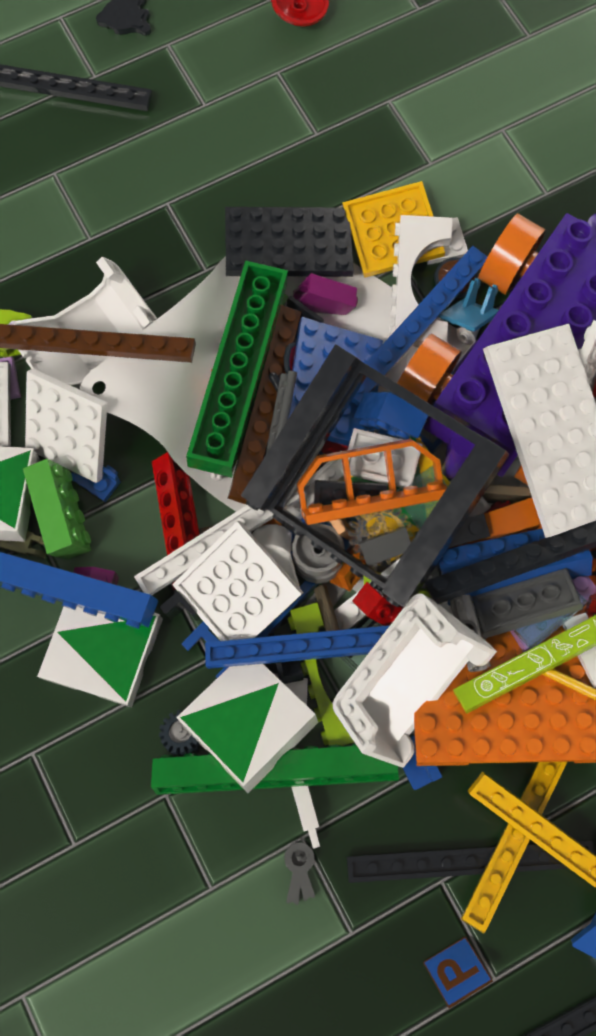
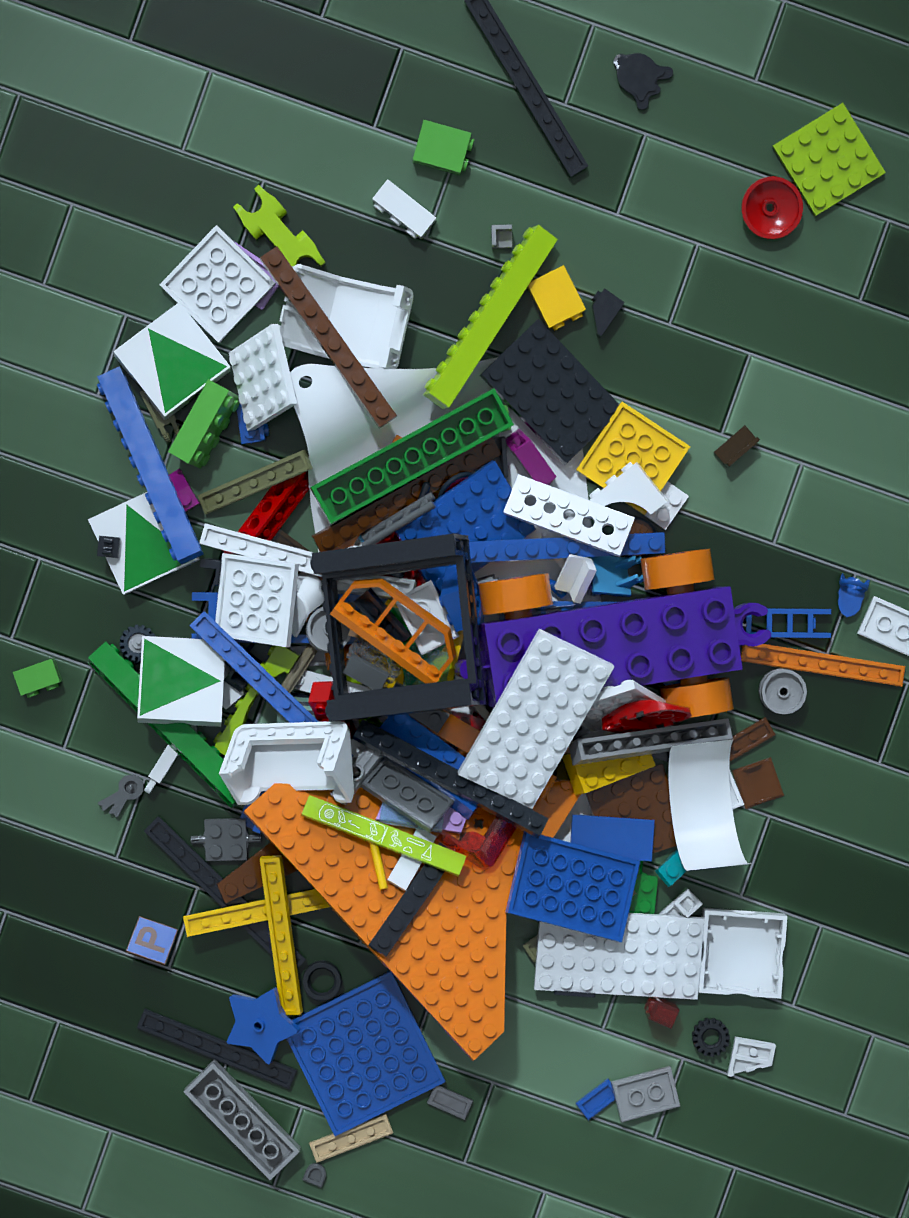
camera: 50 degrees right, 15 degrees up
(38, 170) = (443, 147): none -> bright green brick
(52, 231) = (403, 210): none -> white brick
(75, 679) = (108, 546): none -> black tile
(127, 851) = (37, 677): none -> bright green brick
(139, 185) = (501, 236): none -> light grey panel
(142, 510) = (255, 482): none -> olive tile
(190, 232) = (490, 316): none -> lime brick
(222, 184) = (556, 298): none -> yellow brick
(263, 161) = (604, 310): none -> black slope
(400, 282) = (571, 529): none -> white plate
(420, 814) = (226, 839): none -> dark grey plate
(450, 158) = (736, 446): none -> dark brown panel
(452, 328) = (576, 577): none -> white panel
(472, 817) = (249, 876): none -> reddish brown wing

